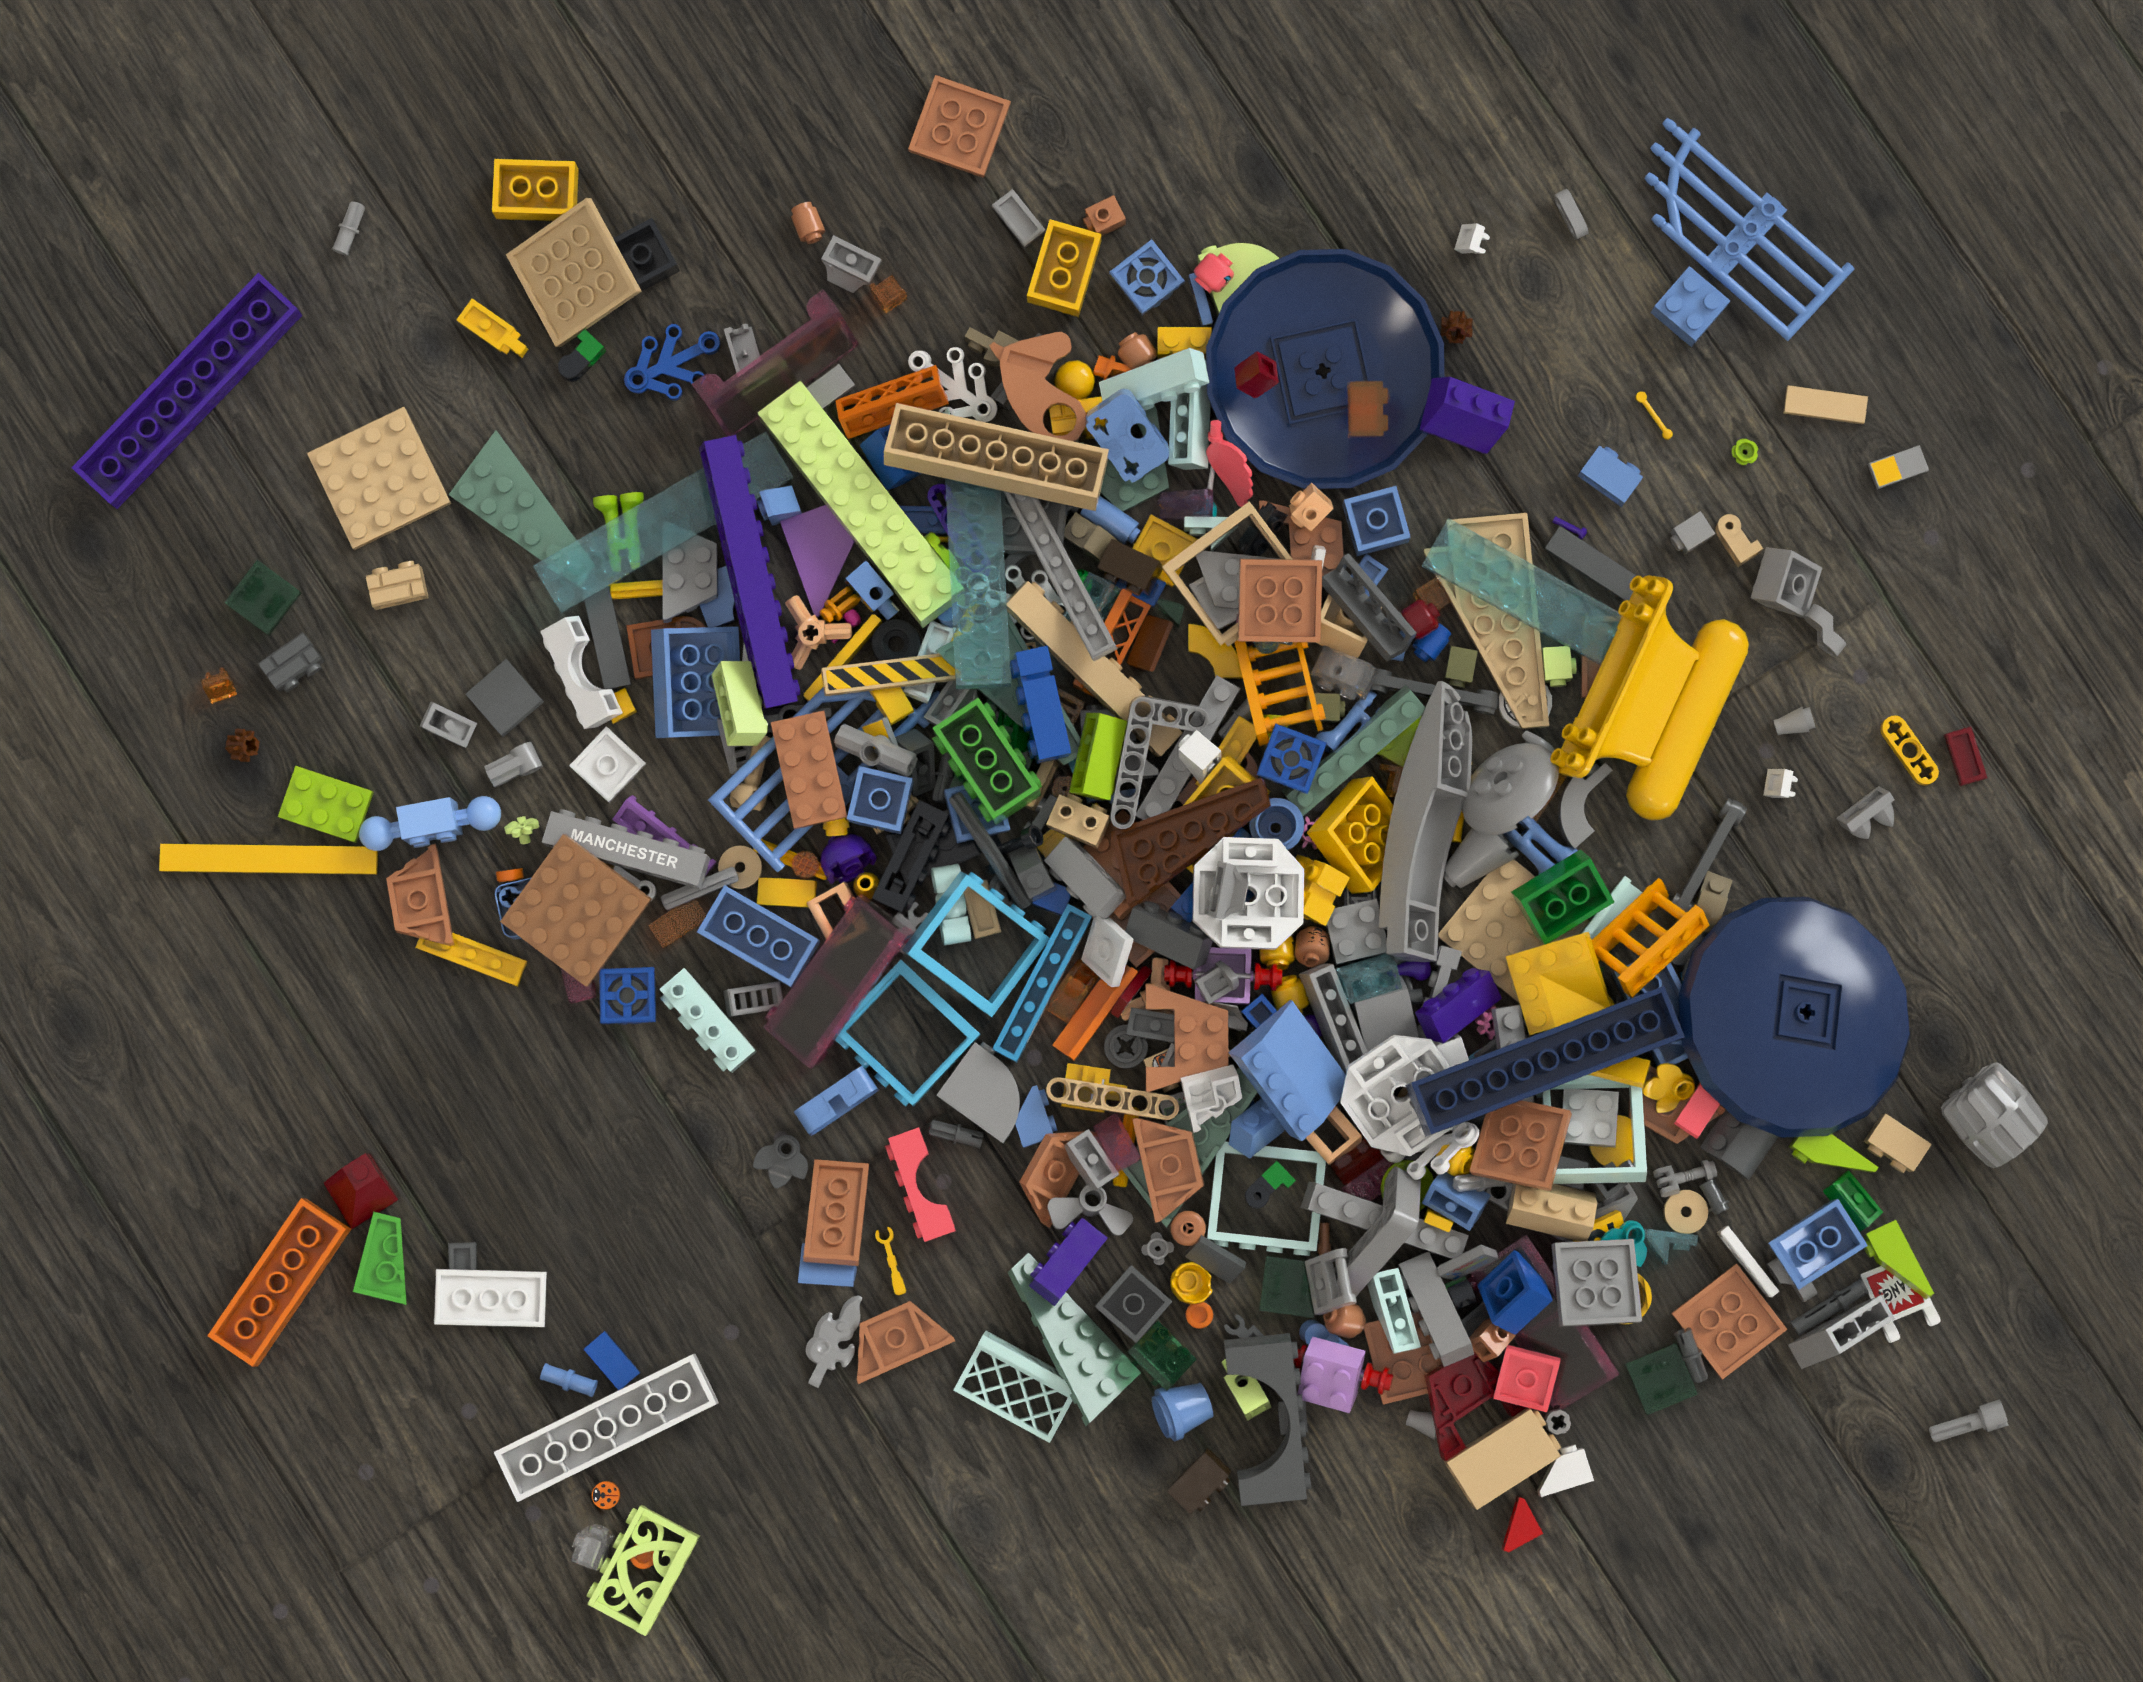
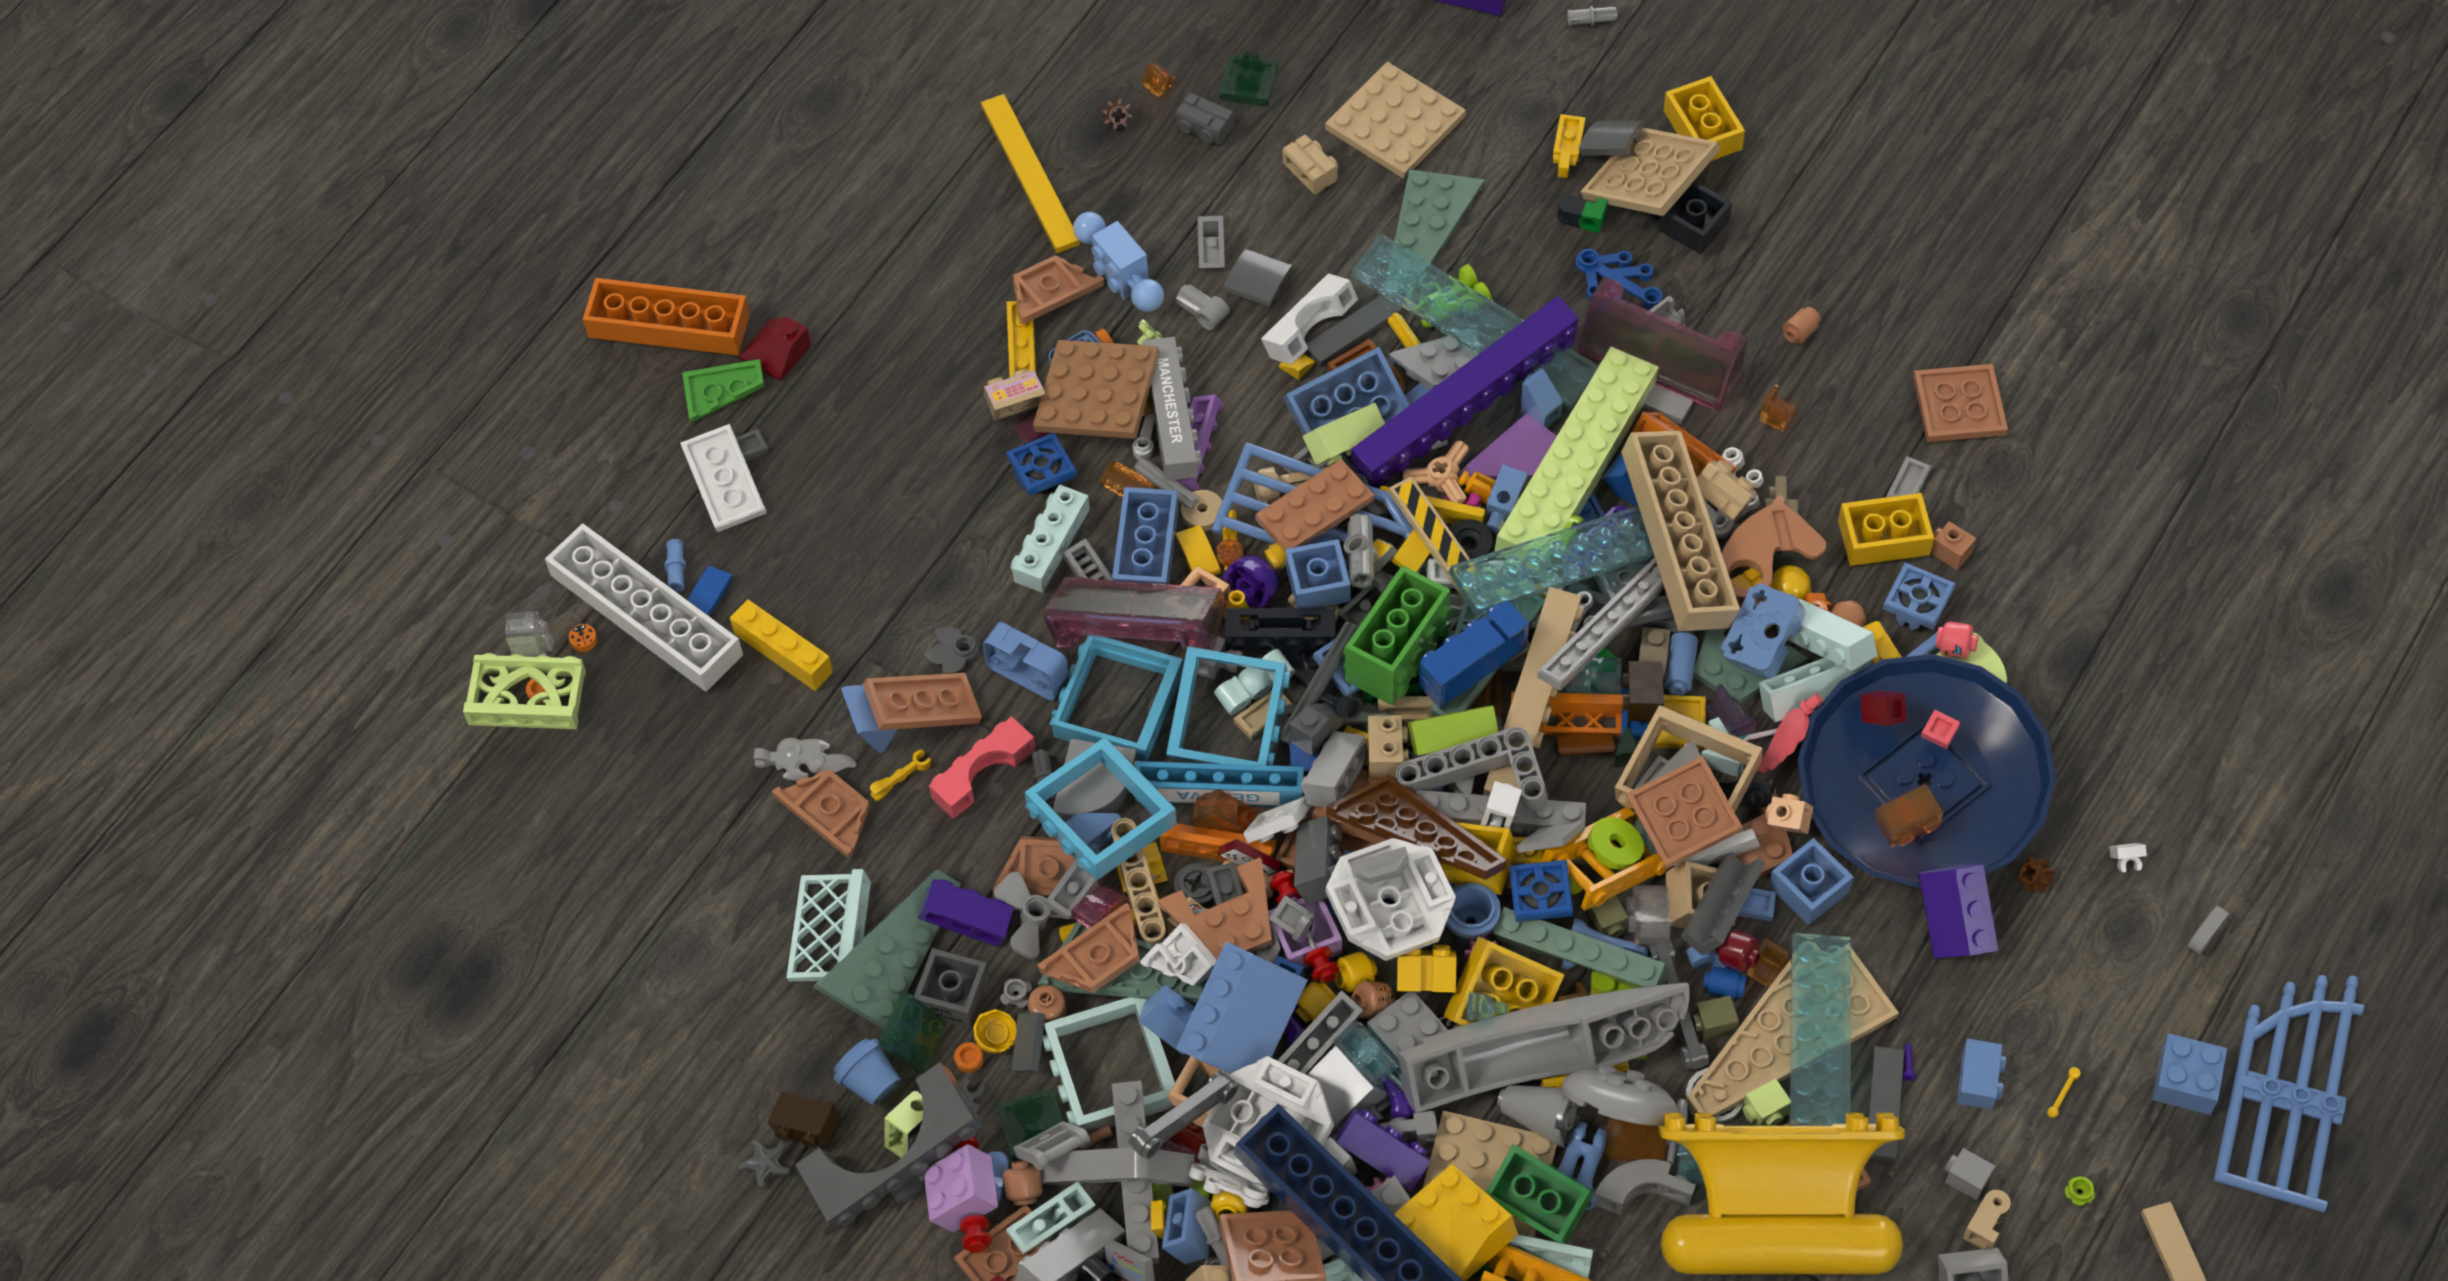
camera: 65 degrees right, 25 degrees down
(325, 804) = (1098, 189): lime plate -> none
(509, 286) = (1611, 138): none -> dark grey slope
(536, 988) = (1013, 394): none -> tan slope
(607, 764) = (1240, 376): white tile -> none
(706, 1315) = (781, 645): none -> yellow brick
(849, 265) = (1785, 369): light grey slope -> none
(964, 391) = (1724, 489): none -> tan brick
(1057, 1145) = (1098, 865): none -> medium azure window
(1220, 1529) = (765, 1162): none -> dark grey animal
(1222, 658) = (1607, 801): yellow tile -> none
(1244, 724) = (1551, 836): none -> light grey piece
(1258, 1193) = (1120, 1048): leg -> none
(1274, 657) = (1625, 834): none -> lime tile
(1300, 338) = (1940, 729): none -> coral plate
(1375, 860) = (1483, 1006): none -> clear light blue piece
(1395, 1206) = (1148, 1140): none -> dark grey piece

